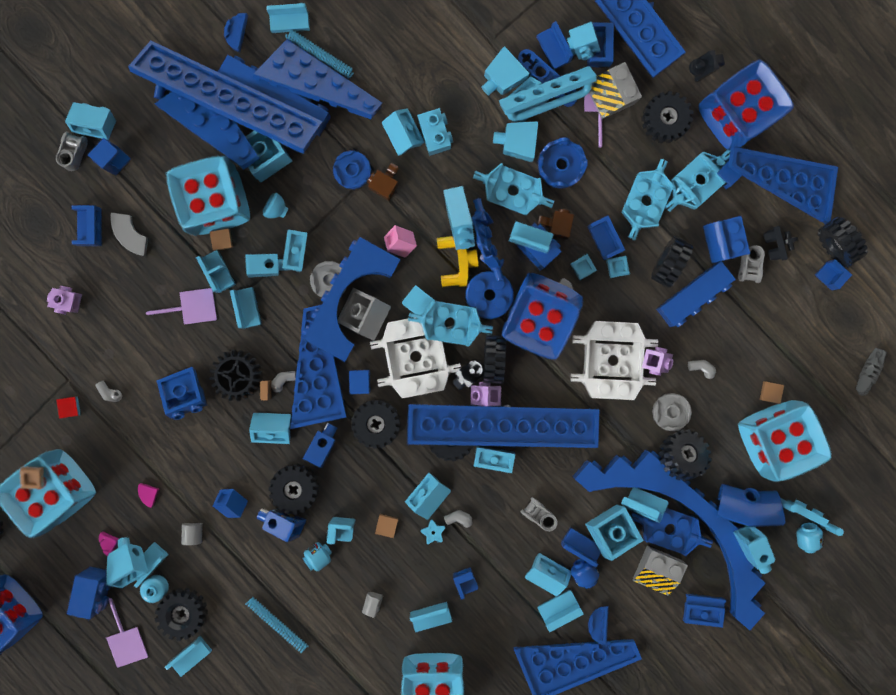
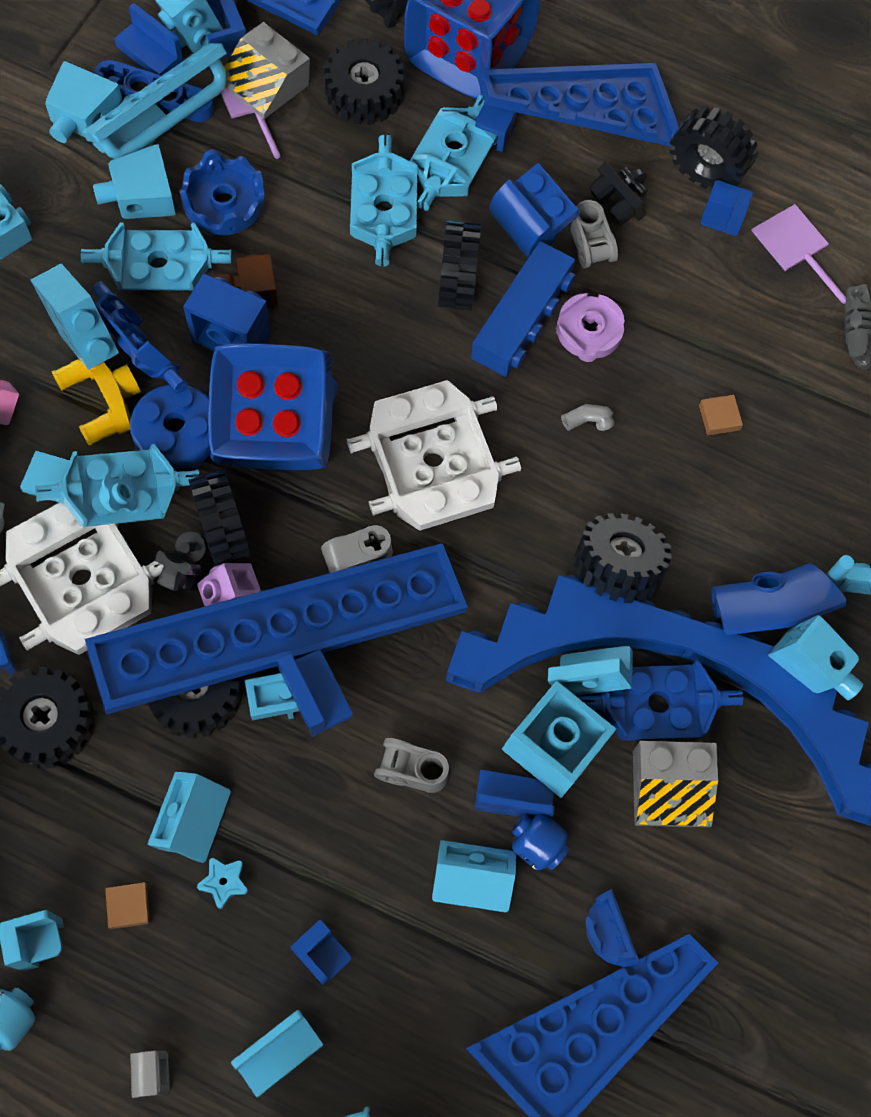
camera: 30 degrees left, 20 degrees down
(448, 331) = (117, 494): none -> medium azure plate
(459, 516) = (263, 831): light grey arm -> none
(508, 467) = (314, 691): none -> blue panel
(531, 237) = (203, 294): medium azure panel -> none
(552, 398) = (356, 548): none -> light grey piece
(560, 610) = (523, 934): medium azure panel -> none
(583, 267) = (322, 333): medium azure tile -> none
(606, 238) = (339, 275): blue panel -> none
(618, 266) = (379, 315): medium azure tile -> none
(657, 361) = (506, 426): lavender brick -> none
(671, 412) = (568, 504): light grey tile -> none
(704, 610) = (788, 824): blue plate -> none
(736, 322) = (586, 343): none -> lavender plate
(784, 440) = (773, 462): medium azure piece -> none
(859, 304) = (793, 239): none -> lavender piece

